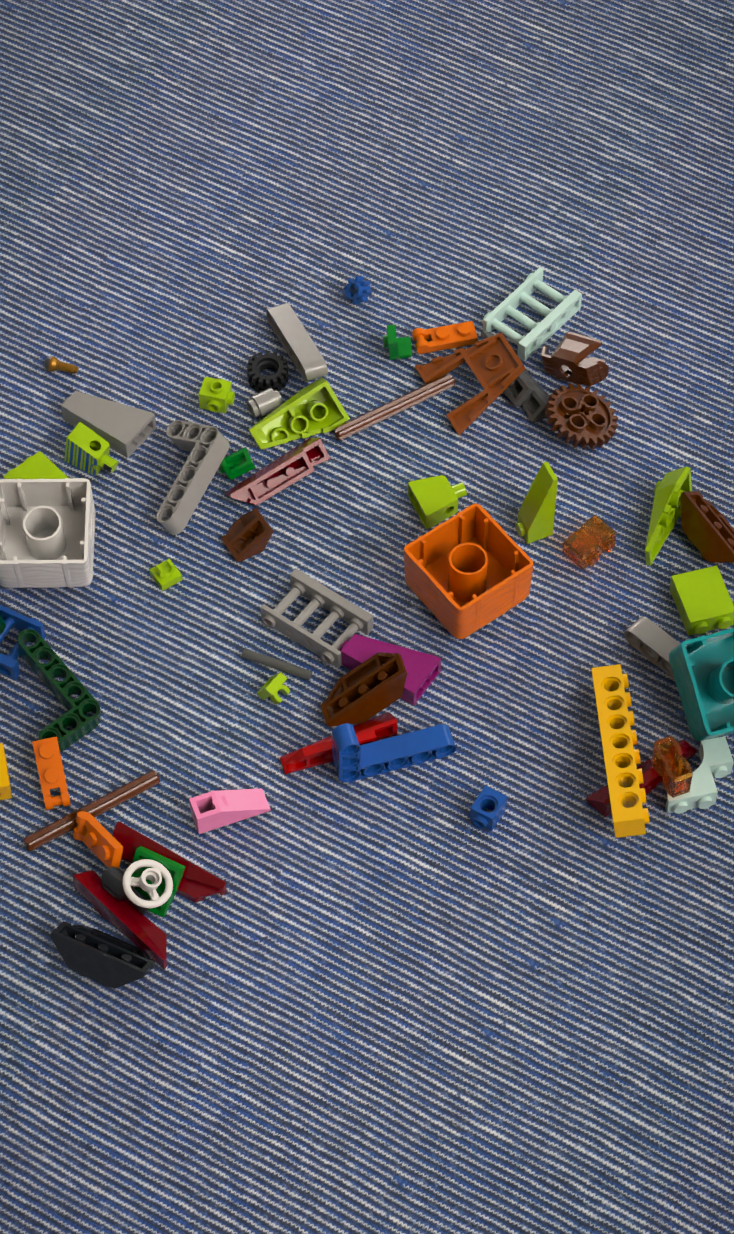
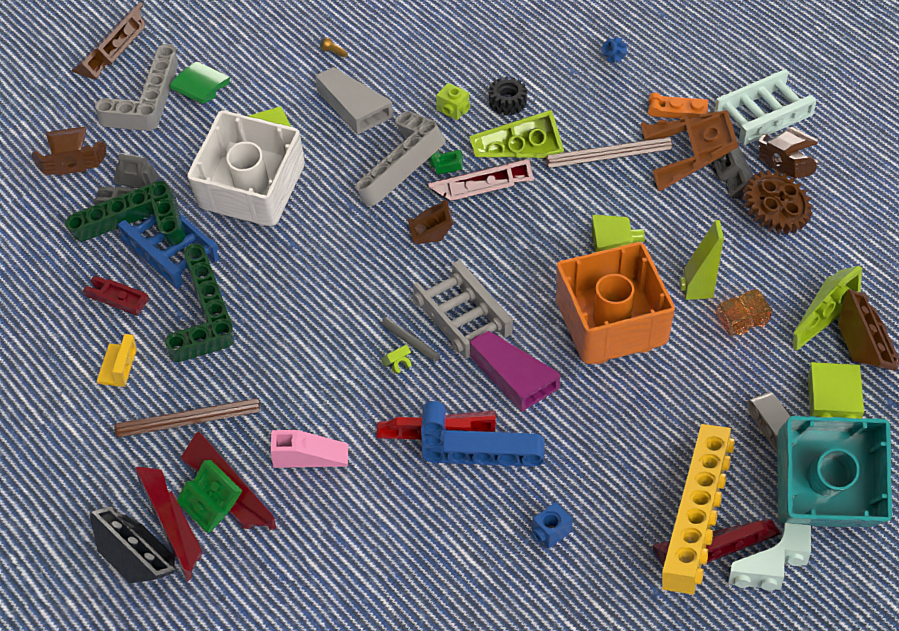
camera: 20 degrees right, 5 degrees down
(51, 772) = (164, 373): orange plate -> none
(88, 451) = (322, 117): lime torso -> none
(98, 839) = (176, 443): orange plate -> none
(112, 883) = (178, 494): black arm -> none
(152, 874) = (203, 486): white piece -> none
(165, 574) = (345, 236): lime tile -> none
(264, 402) = (493, 118): light grey brick -> none
(297, 342) = (542, 77): light grey beam -> none
(365, 690) = (477, 383): reddish brown wedge -> none
(398, 347) = (630, 104): green bracket -> none
(671, 765) = (743, 537): clear orange brick -> none

